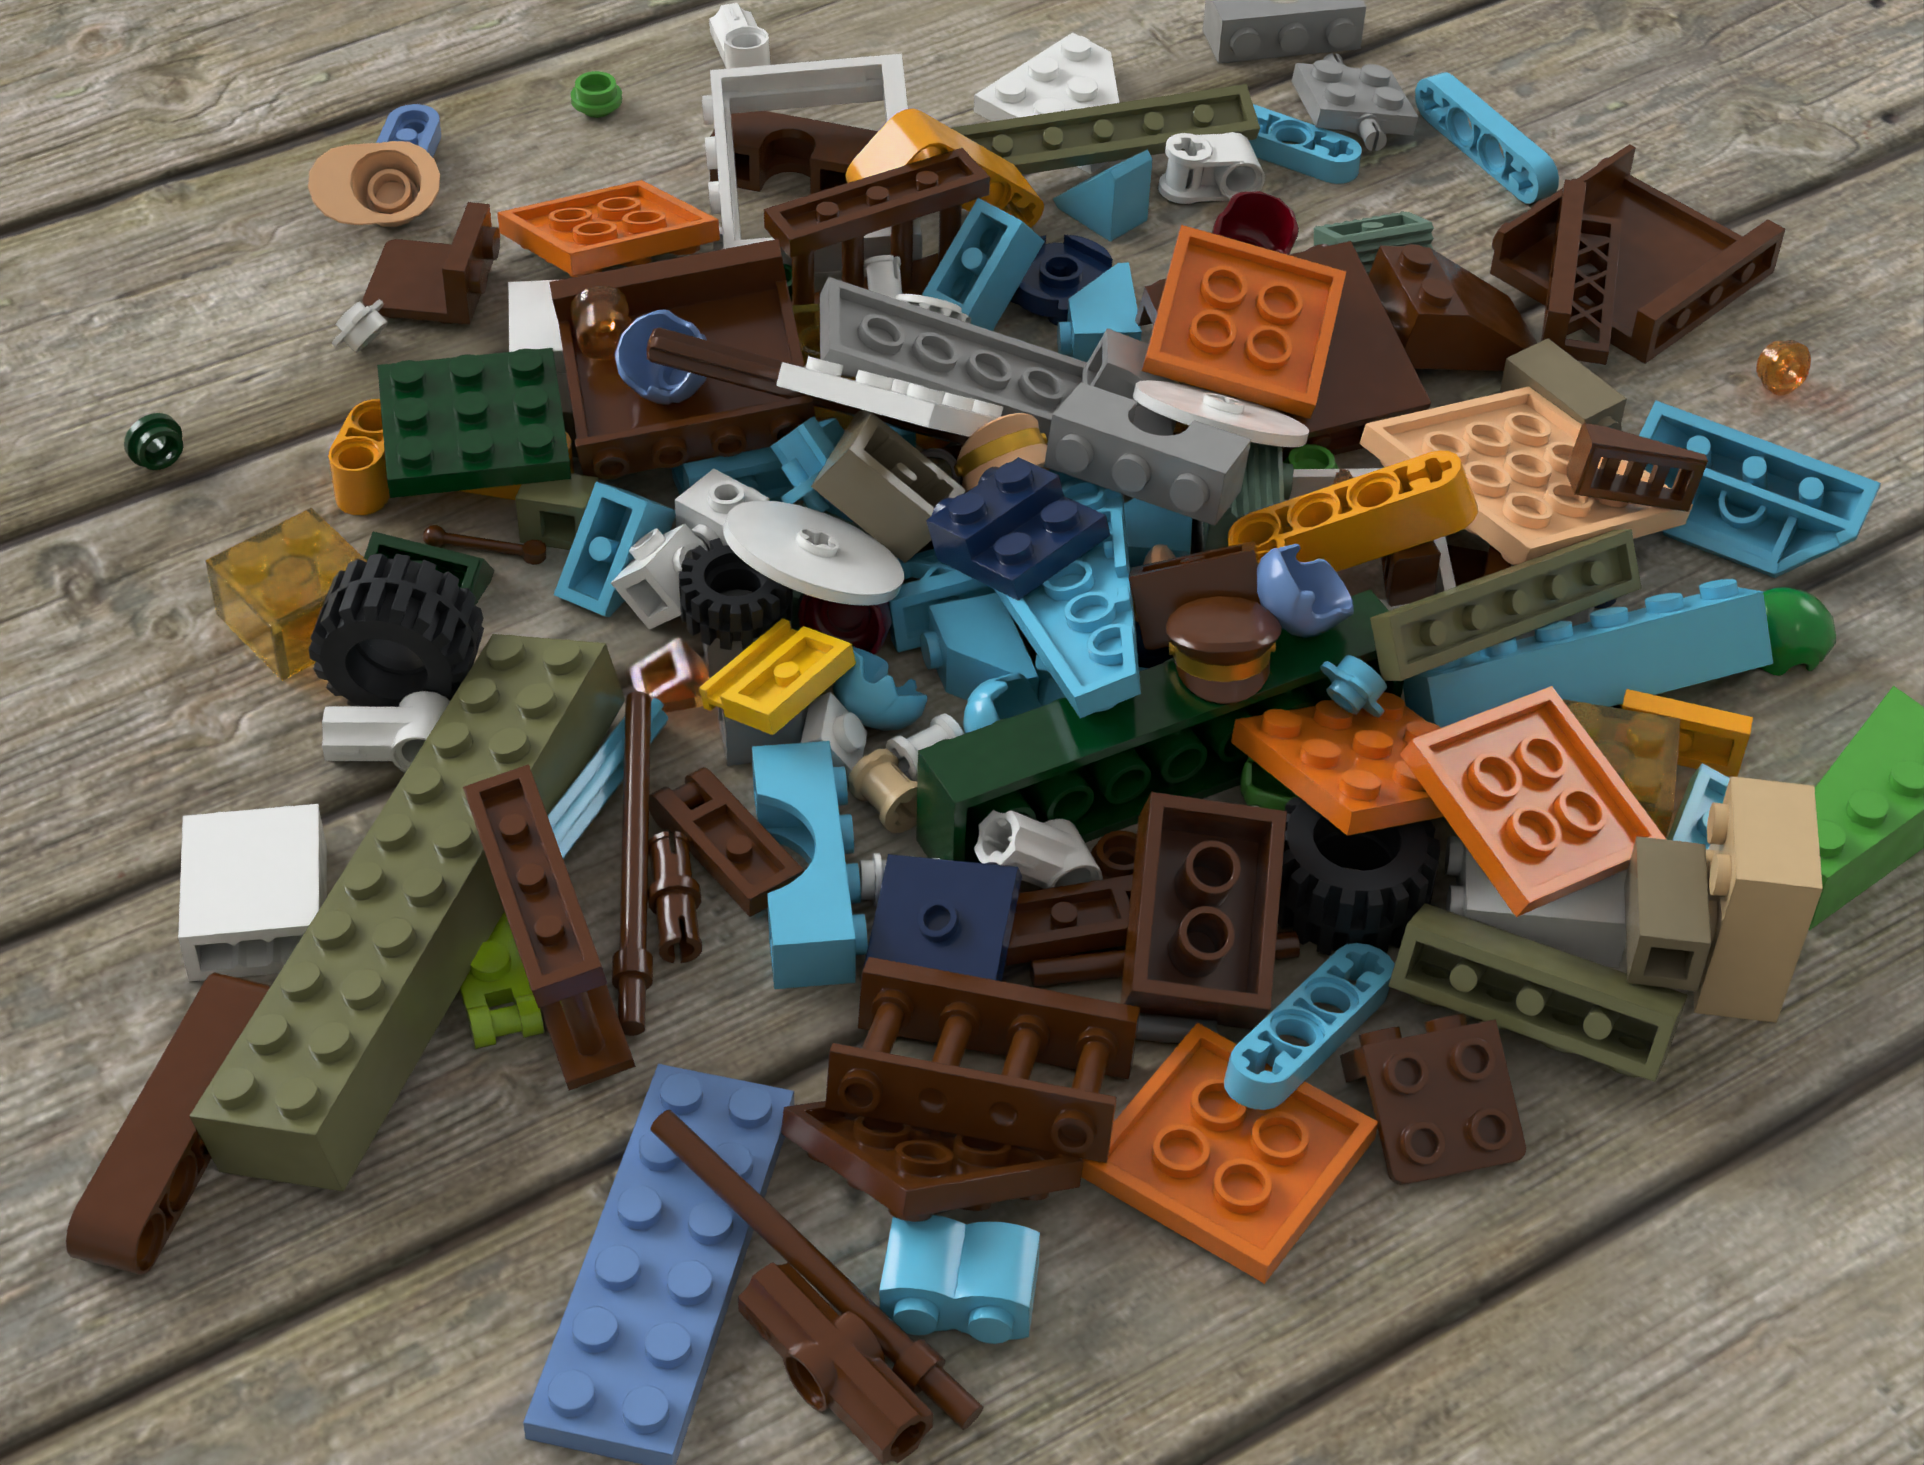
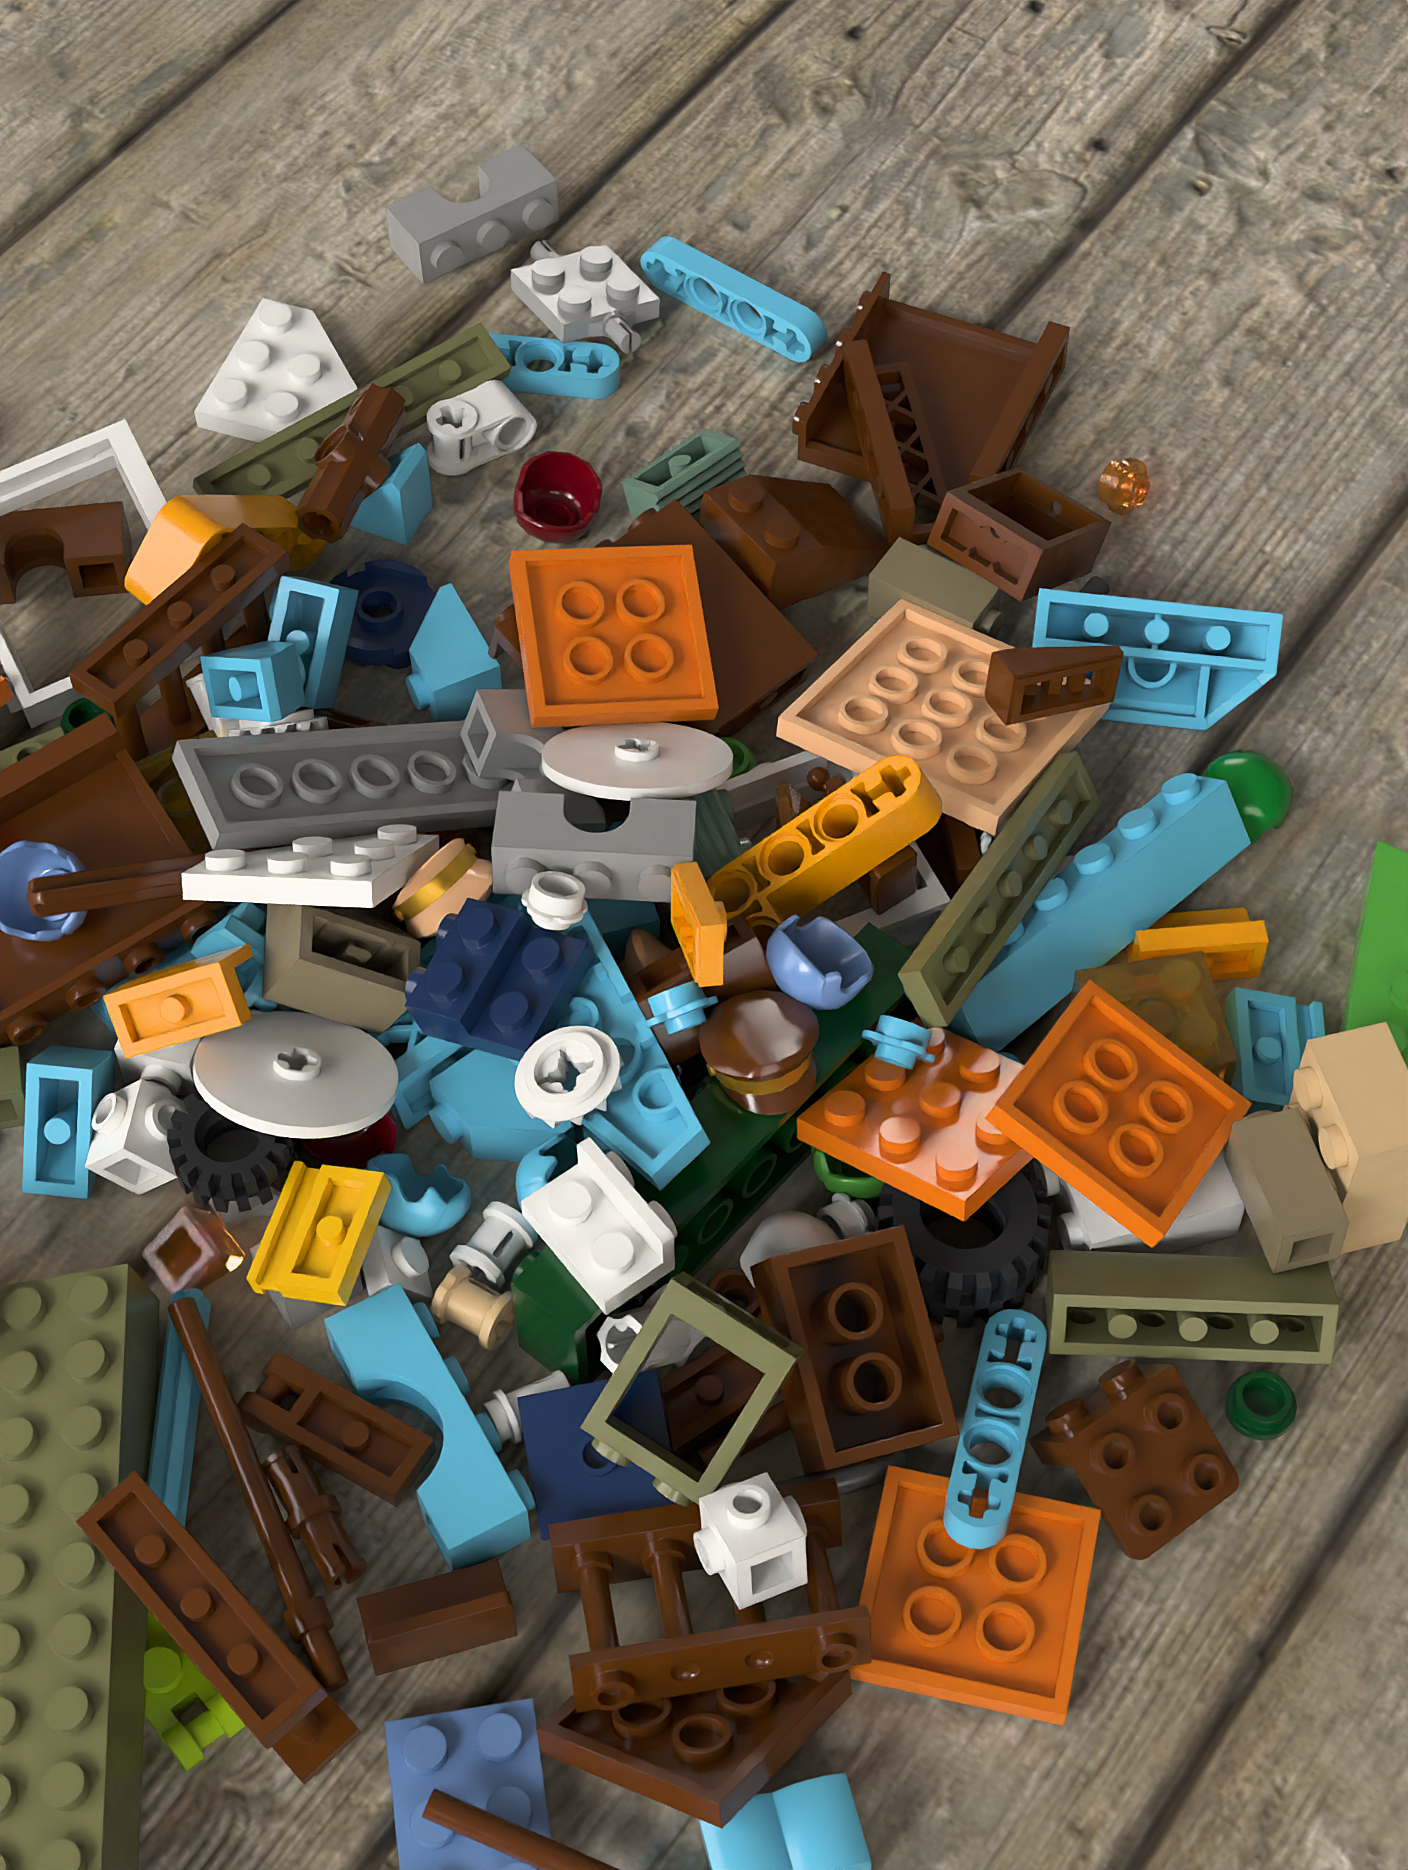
camera: 20 degrees left, 10 degrees up
(740, 469) = (179, 1002): none -> light orange panel
(741, 1007) = (437, 1617): none -> reddish brown panel
(921, 266) = (254, 681): none -> medium azure slope
(1017, 730) = (603, 1227): none -> white bracket
(1018, 606) = (545, 1068): none -> white gear
(1037, 1011) = (752, 1540): none -> white brick
(1071, 922) = (730, 1328): none -> olive window
(1082, 149) = (351, 463): none -> reddish brown piece
(1090, 474) = (555, 900): none -> white plate
(1162, 585) = (679, 1007): none -> medium azure plate
(1209, 523) = (698, 923): none -> light orange plate
(1574, 1098) = (1260, 1405): none -> dark green plate
(1662, 360) = (1013, 535): none -> reddish brown window

